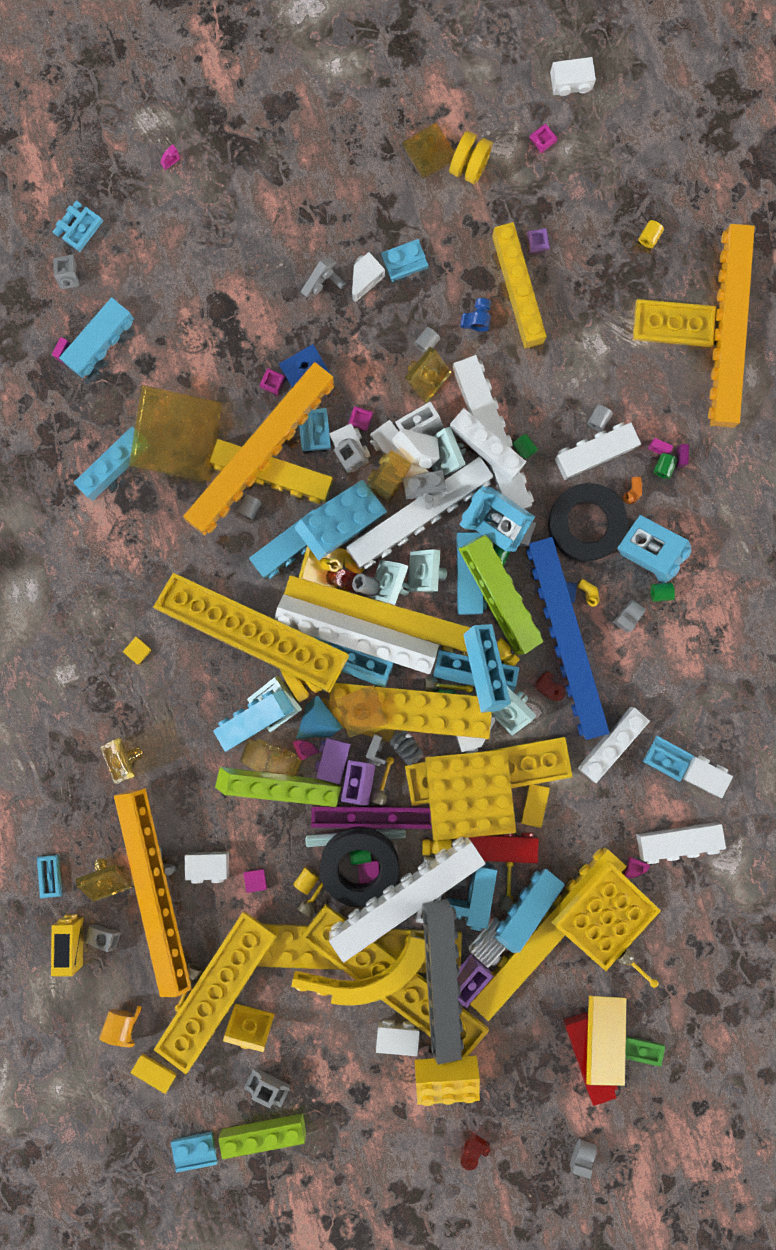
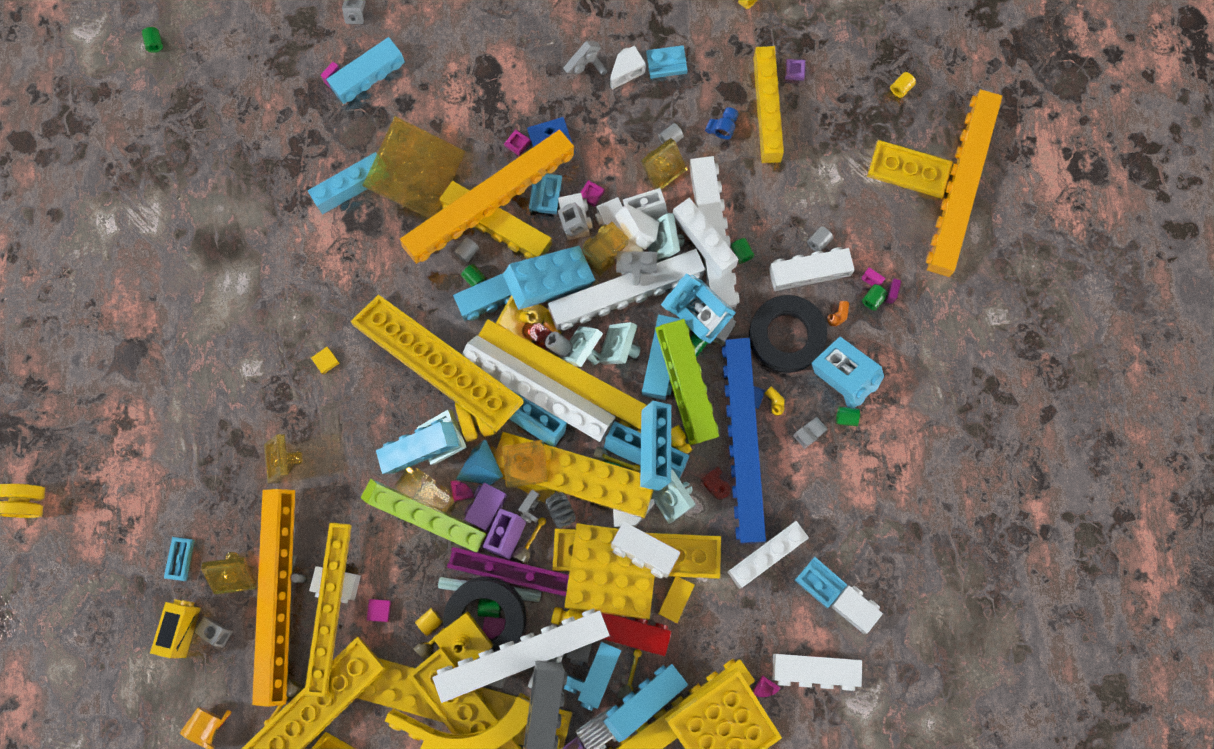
camera: 15 degrees right, 10 degrees down
(208, 893) = (328, 610): none -> yellow tile
(263, 532) = (473, 275): none -> green gear
(345, 892) = (463, 639): none -> yellow tile
(498, 771) = (644, 550): none -> white brick

